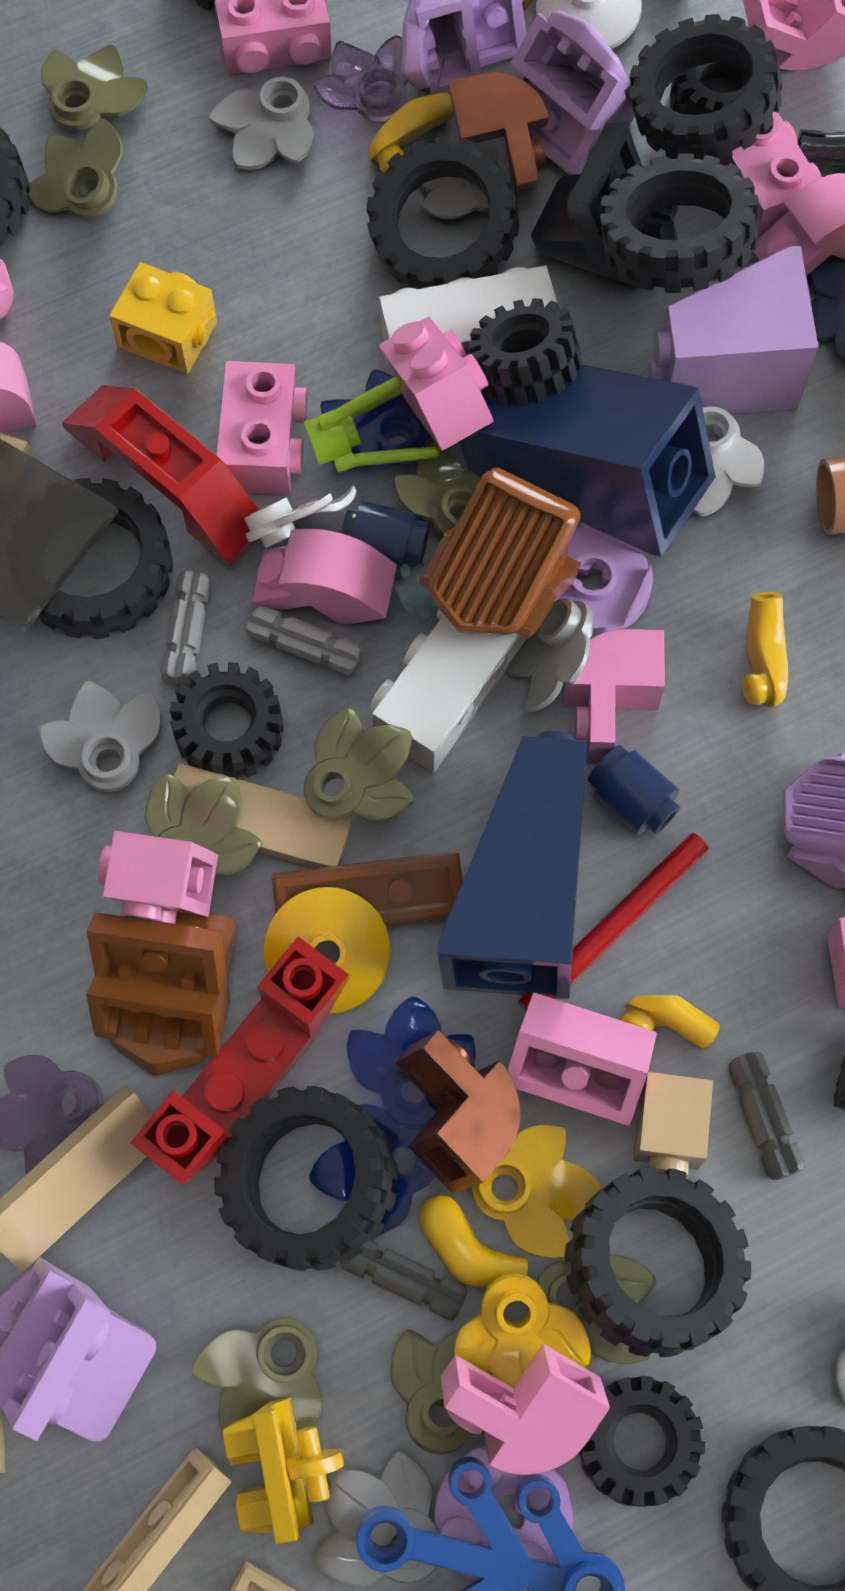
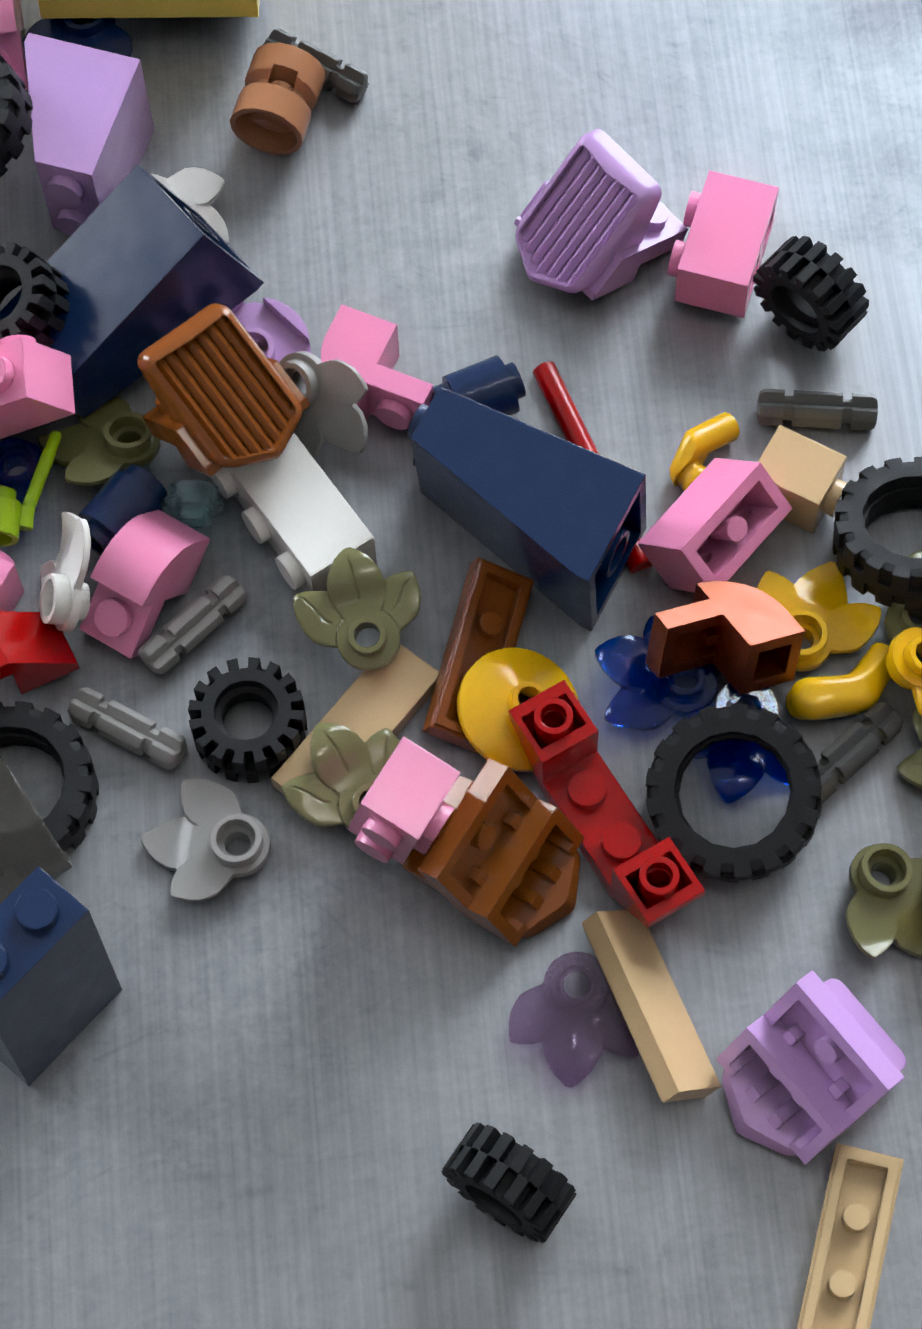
camera: 65 degrees left, 5 degrees down
(766, 651) = (390, 241): yellow arm -> none

